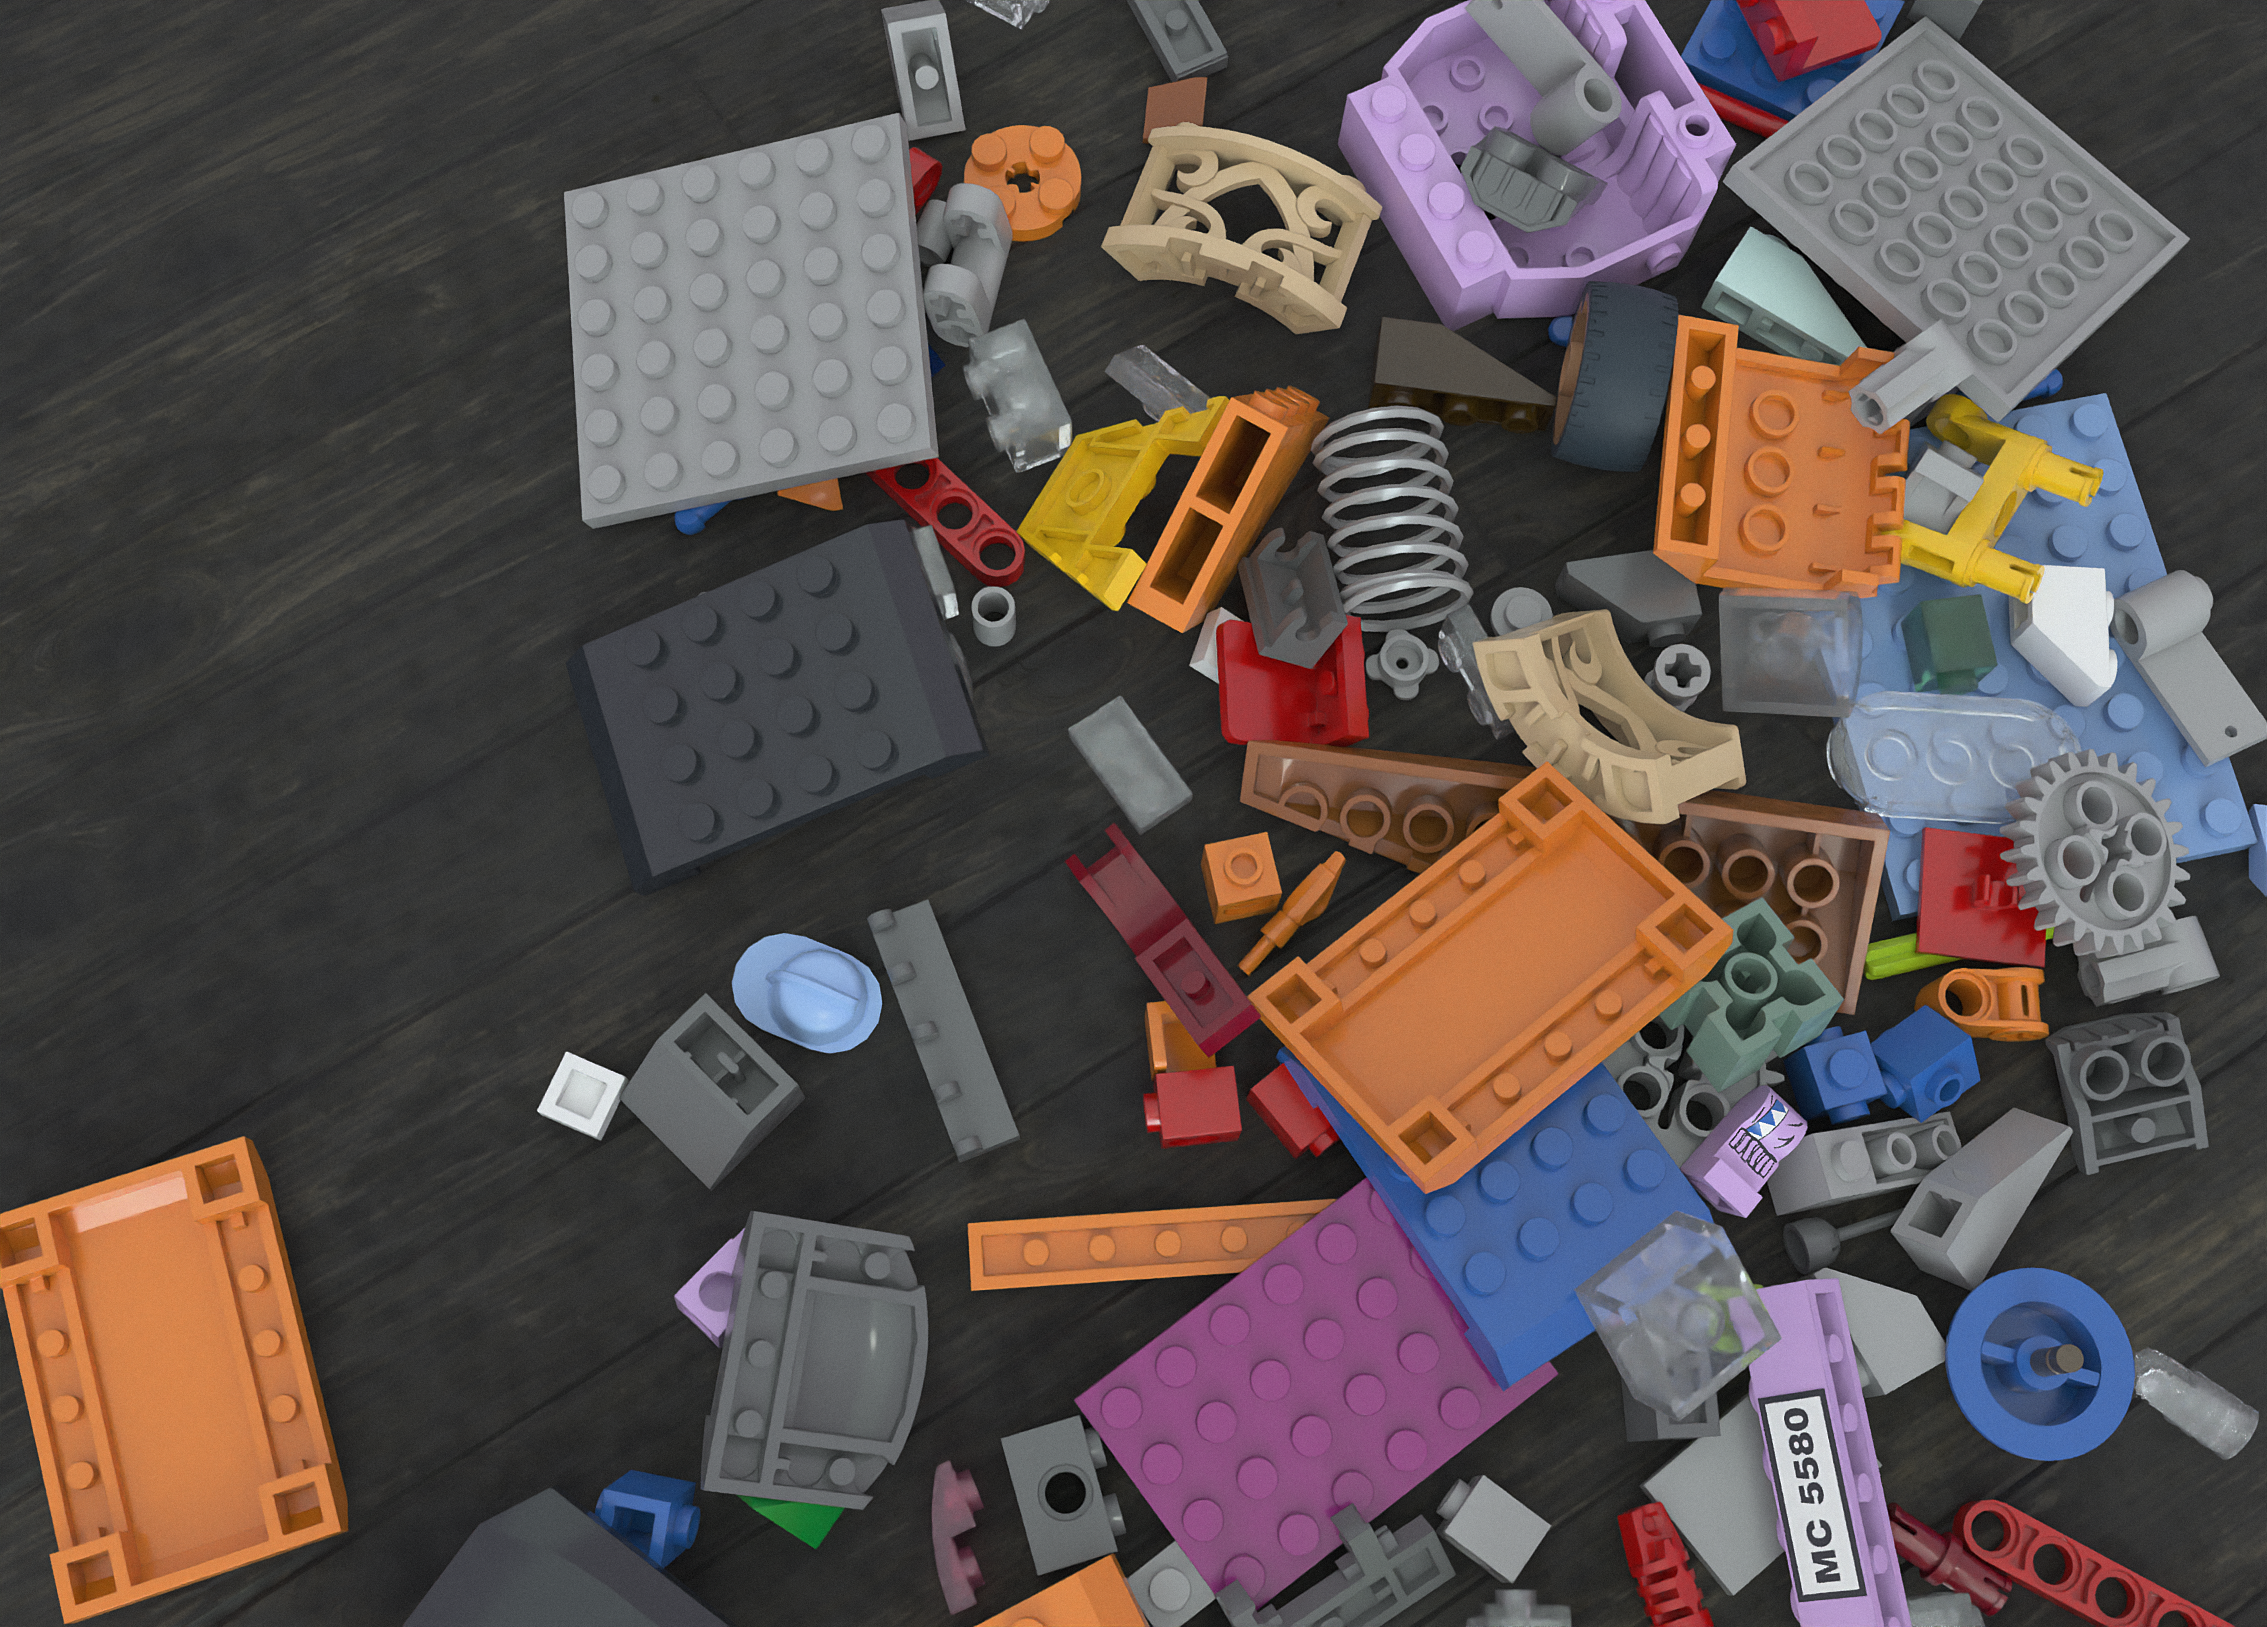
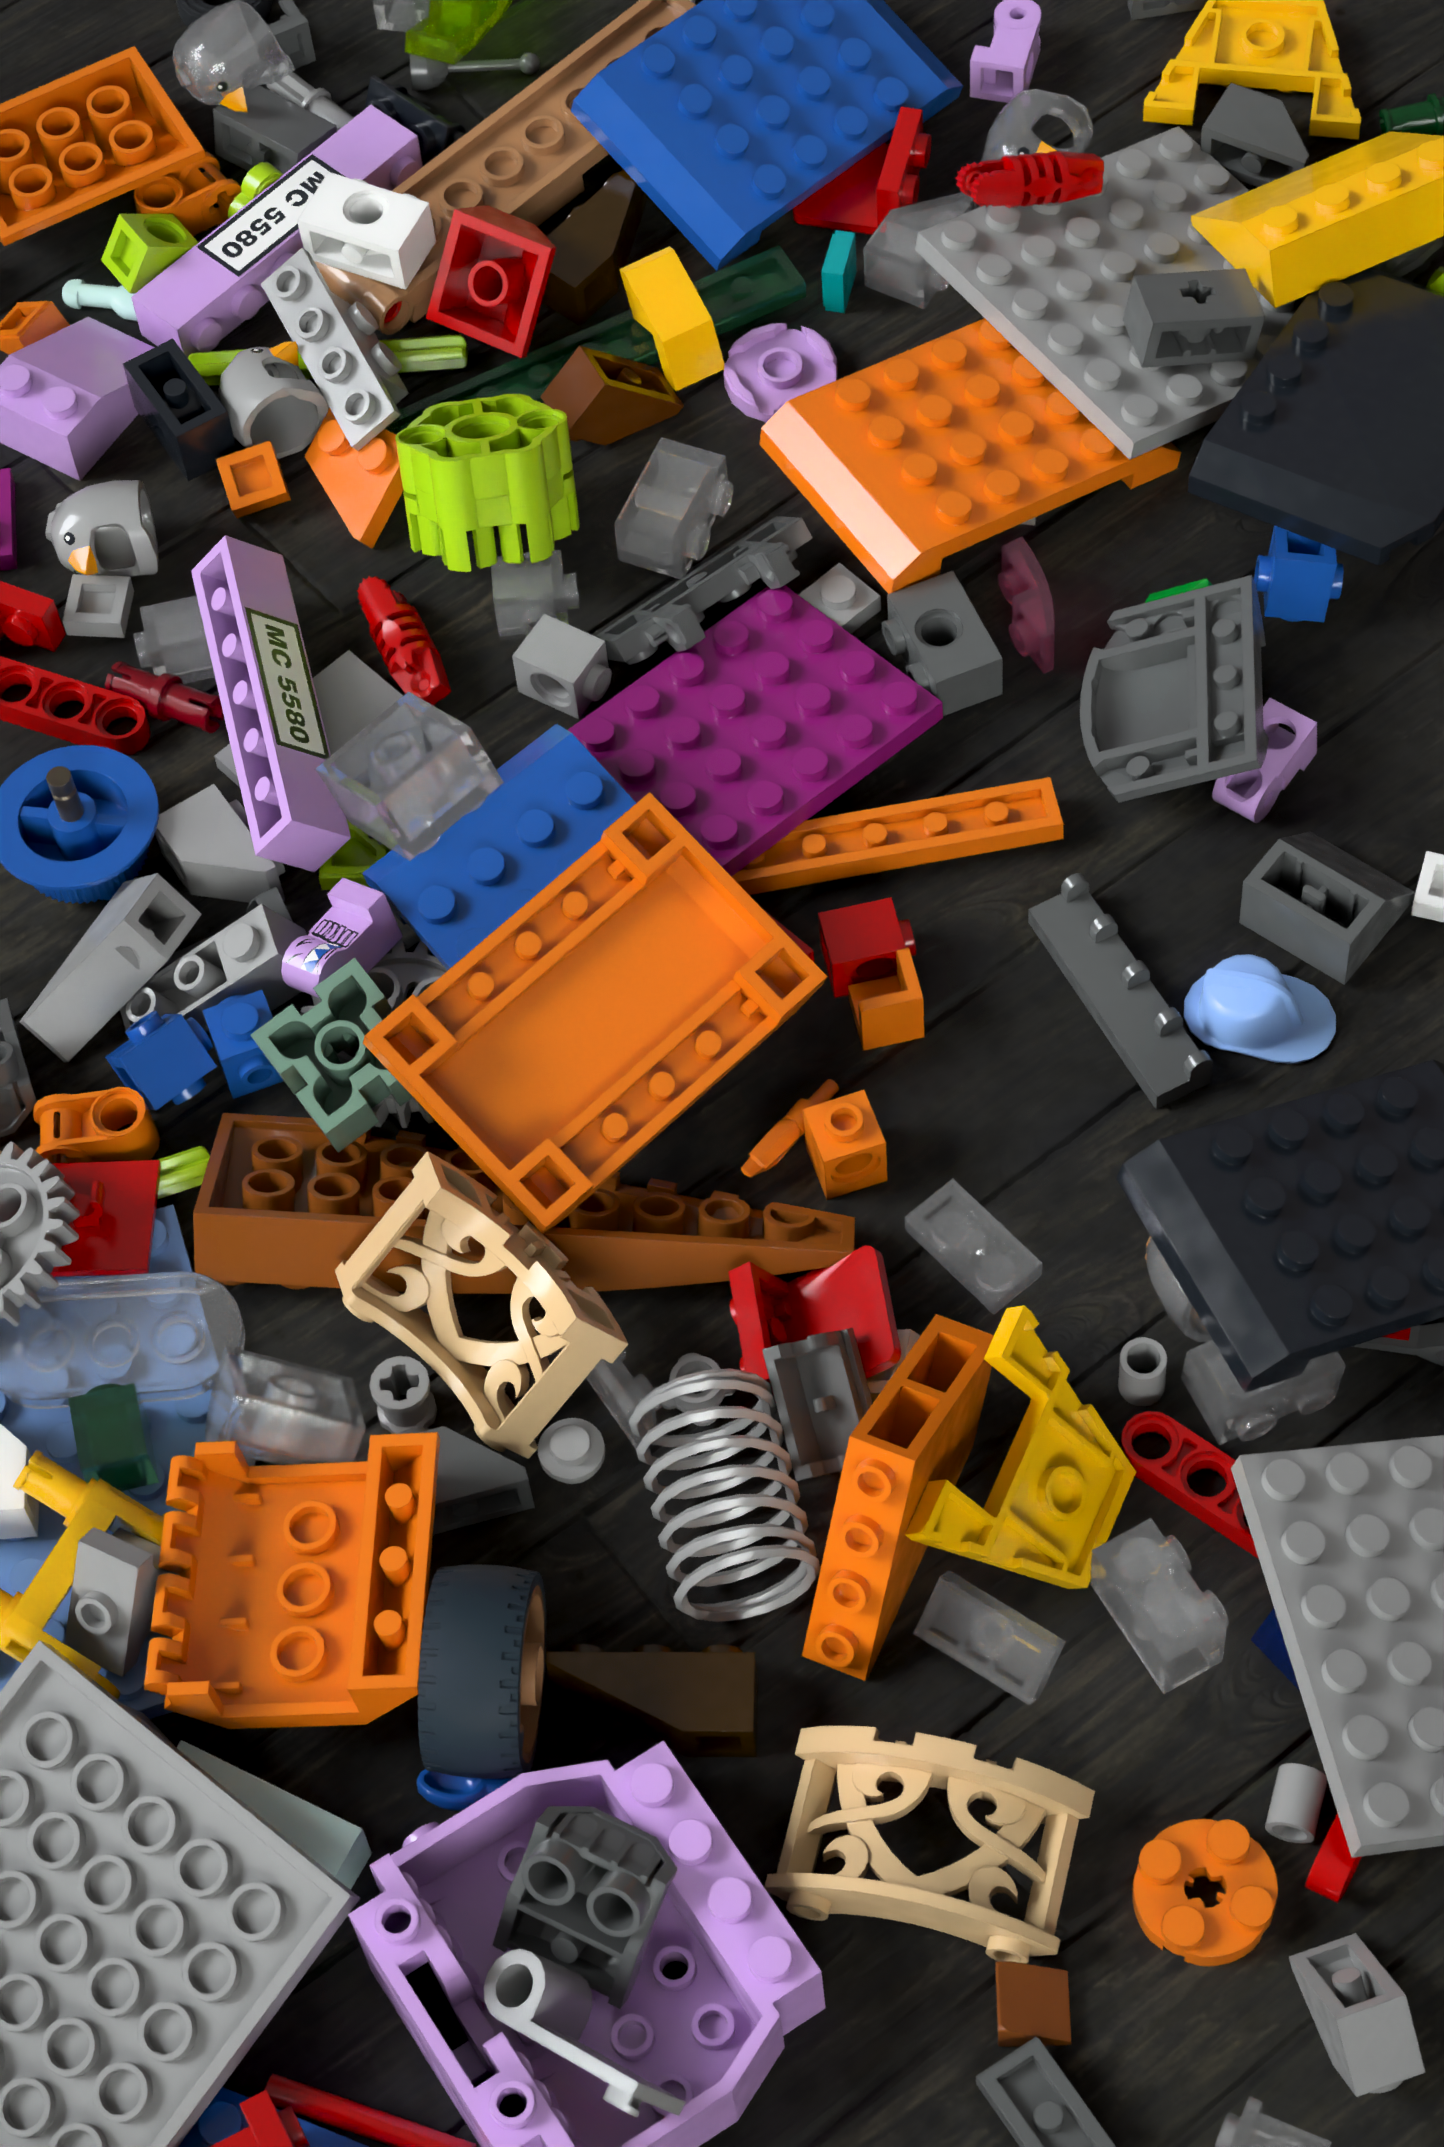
camera: 175 degrees left, 15 degrees down
(964, 293) = (1241, 1766): light grey connector -> none
(1167, 945) = (905, 1038): dark red piece -> none
(1919, 373) = (134, 1659): light grey piece -> none

